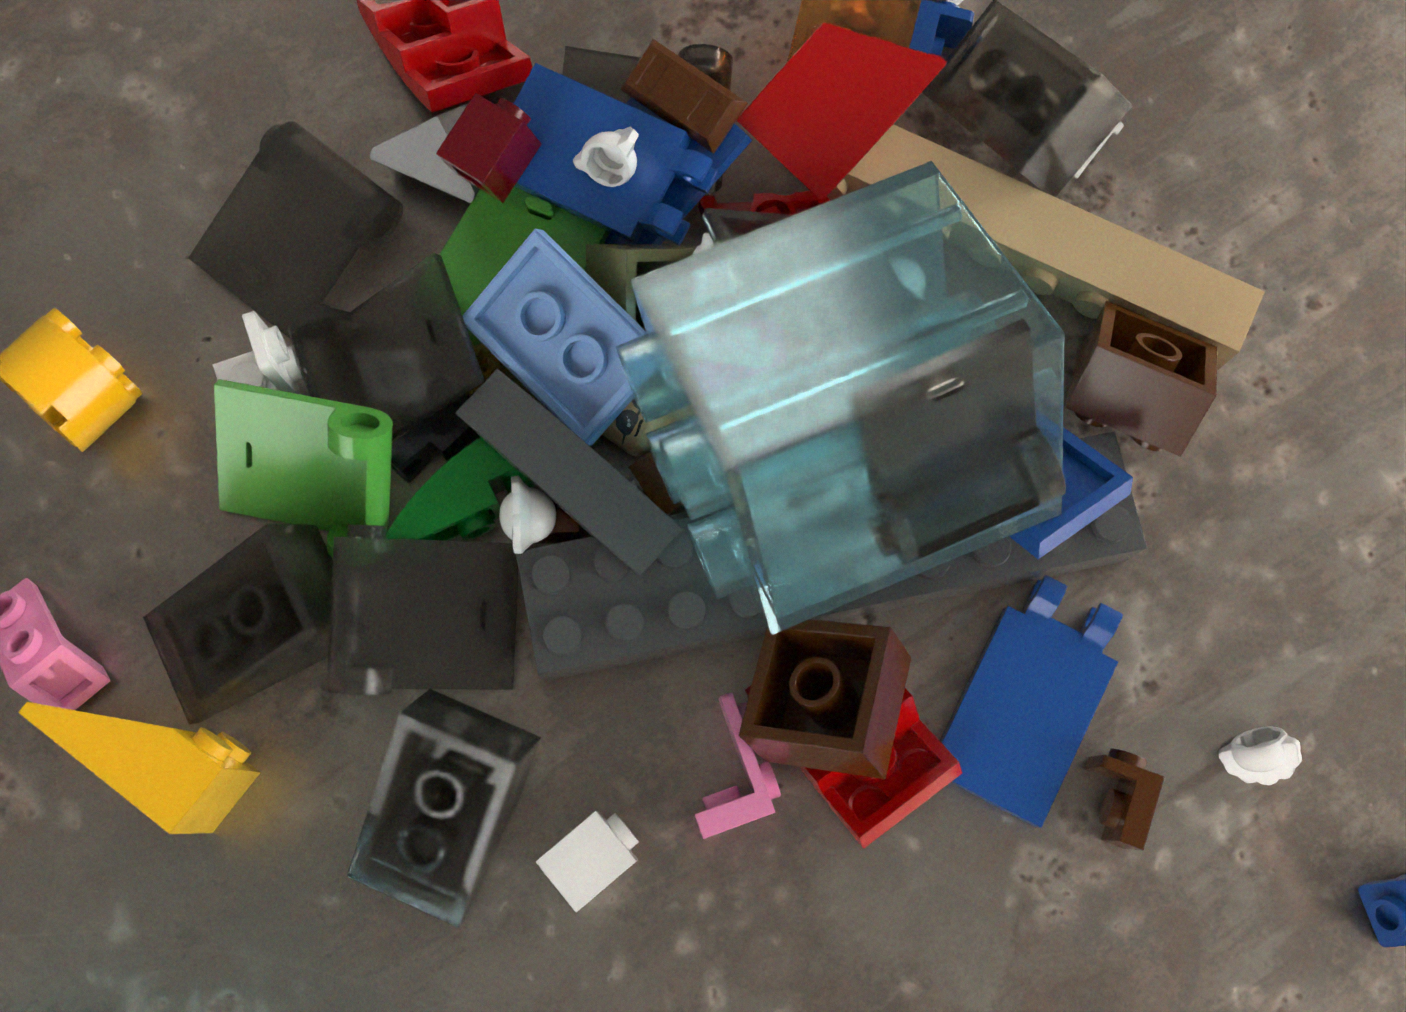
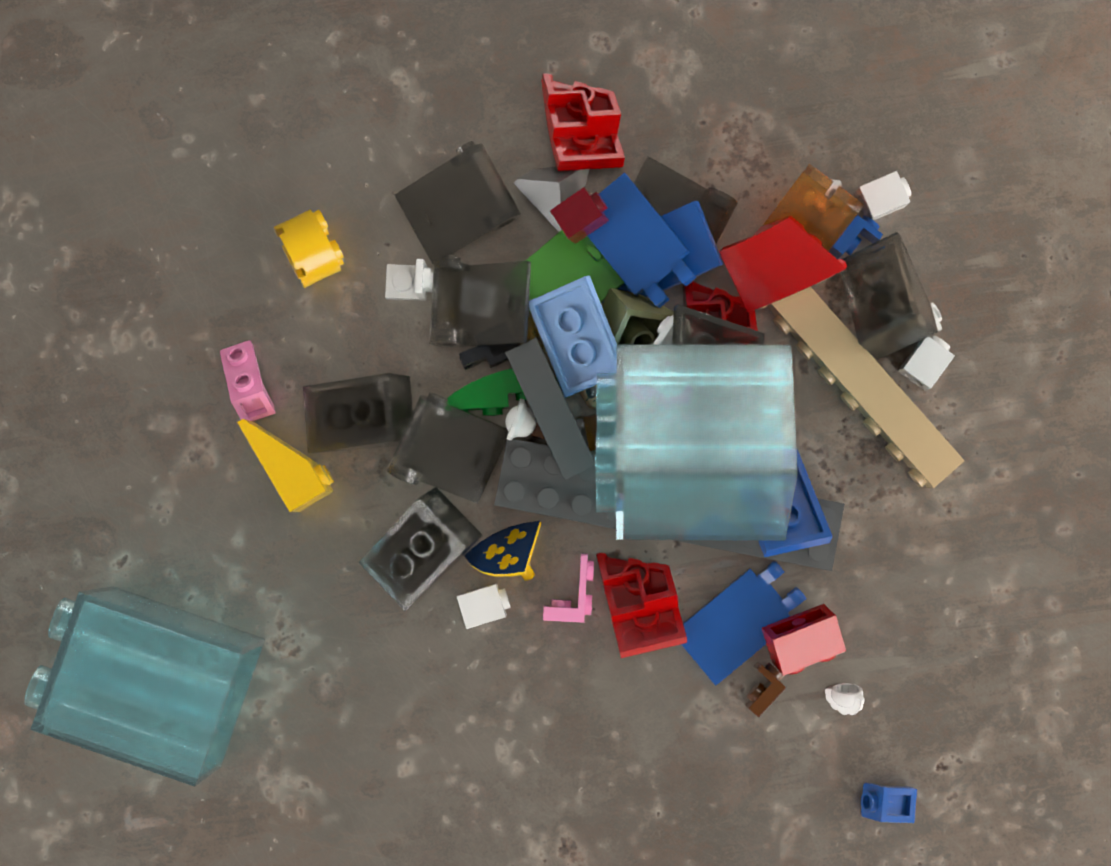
camera: 30 degrees right, 10 degrees up
(308, 457) = (417, 344): bright green door -> none
(593, 748) = (506, 551): none -> dark blue shield
(609, 157) = (641, 248): white piece -> none
(683, 96) = (695, 227): reddish brown tile -> none
(827, 697) = (632, 579): reddish brown brick -> none
(955, 445) = (729, 502): clear smoke door -> none
(1128, 177) = (927, 362): none -> white brick
(1143, 380) = (873, 481): reddish brown brick -> none
(1152, 684) = (804, 640): none -> brick

